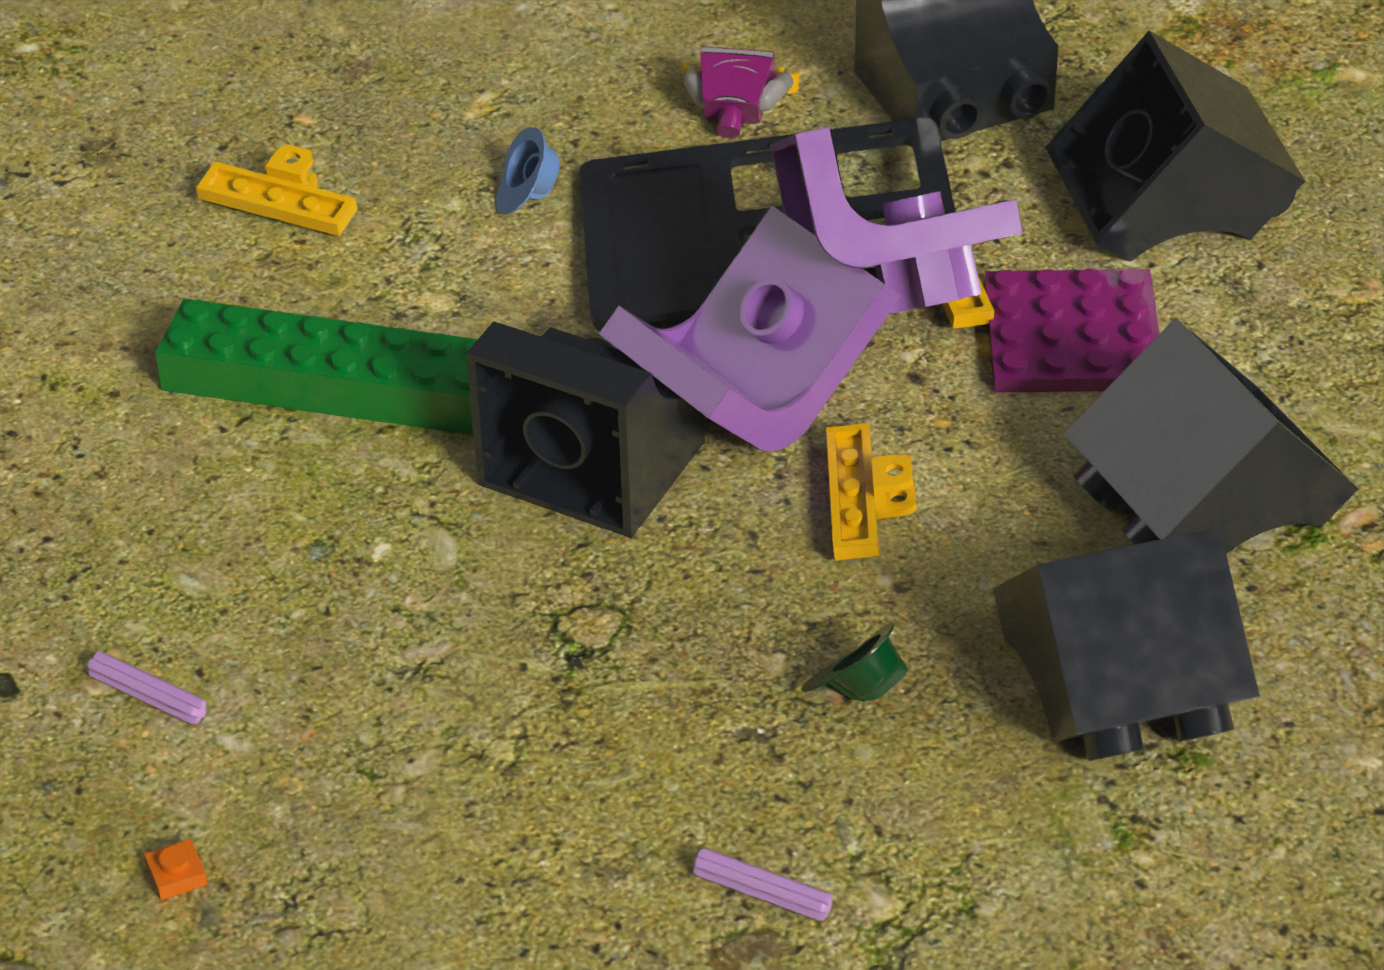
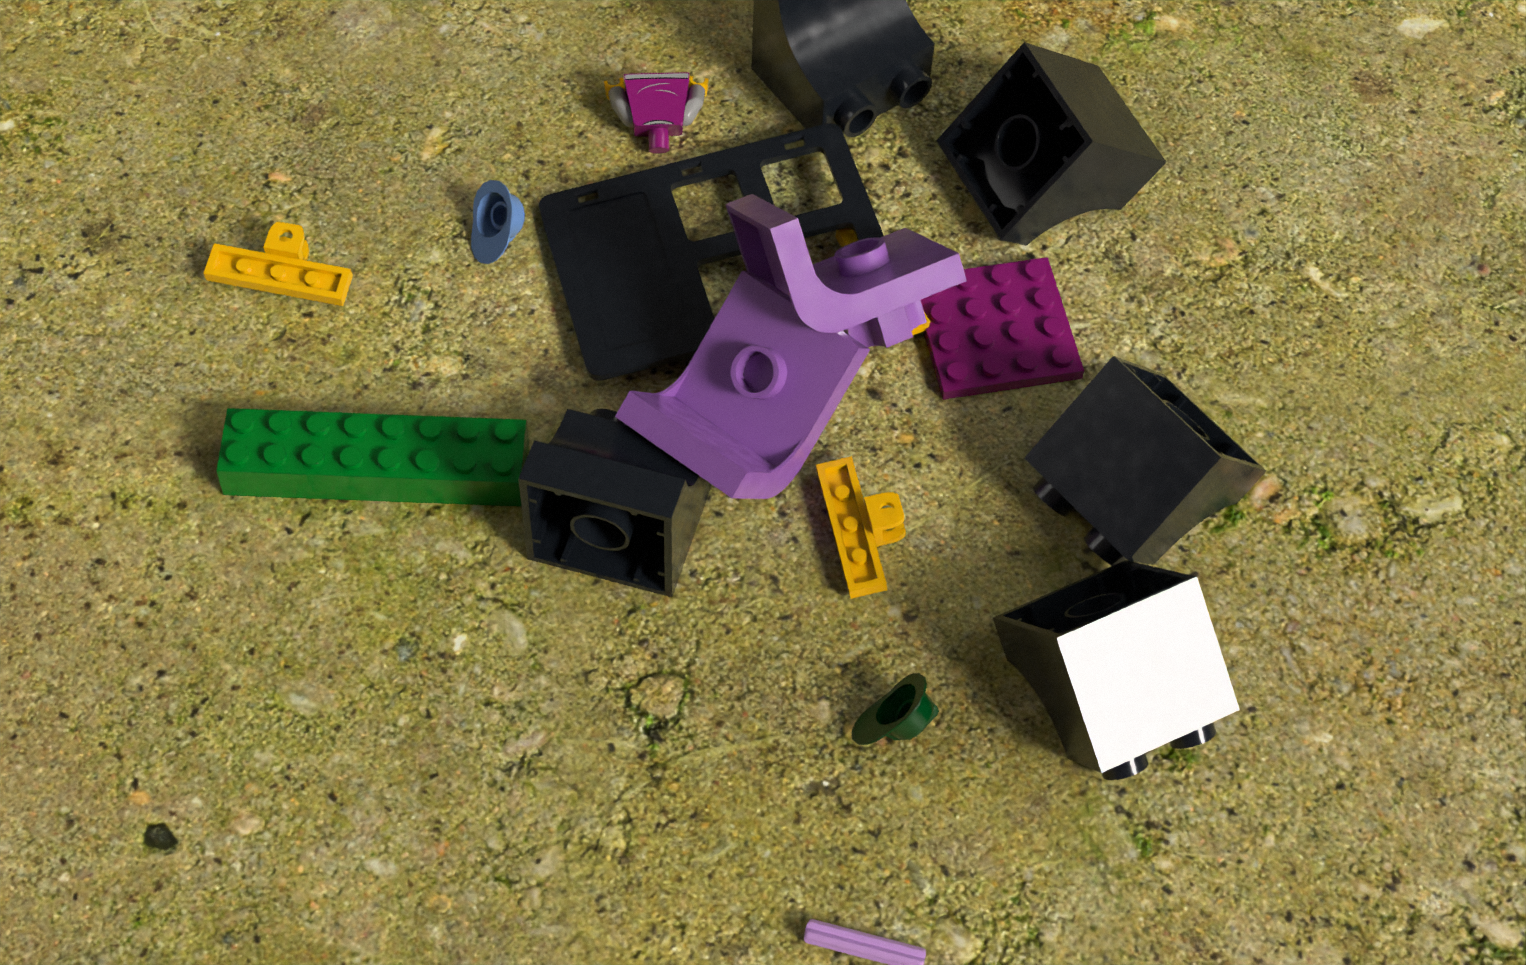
camera: 15 degrees left, 15 degrees up
(147, 687) = (292, 824): lavender axle -> none

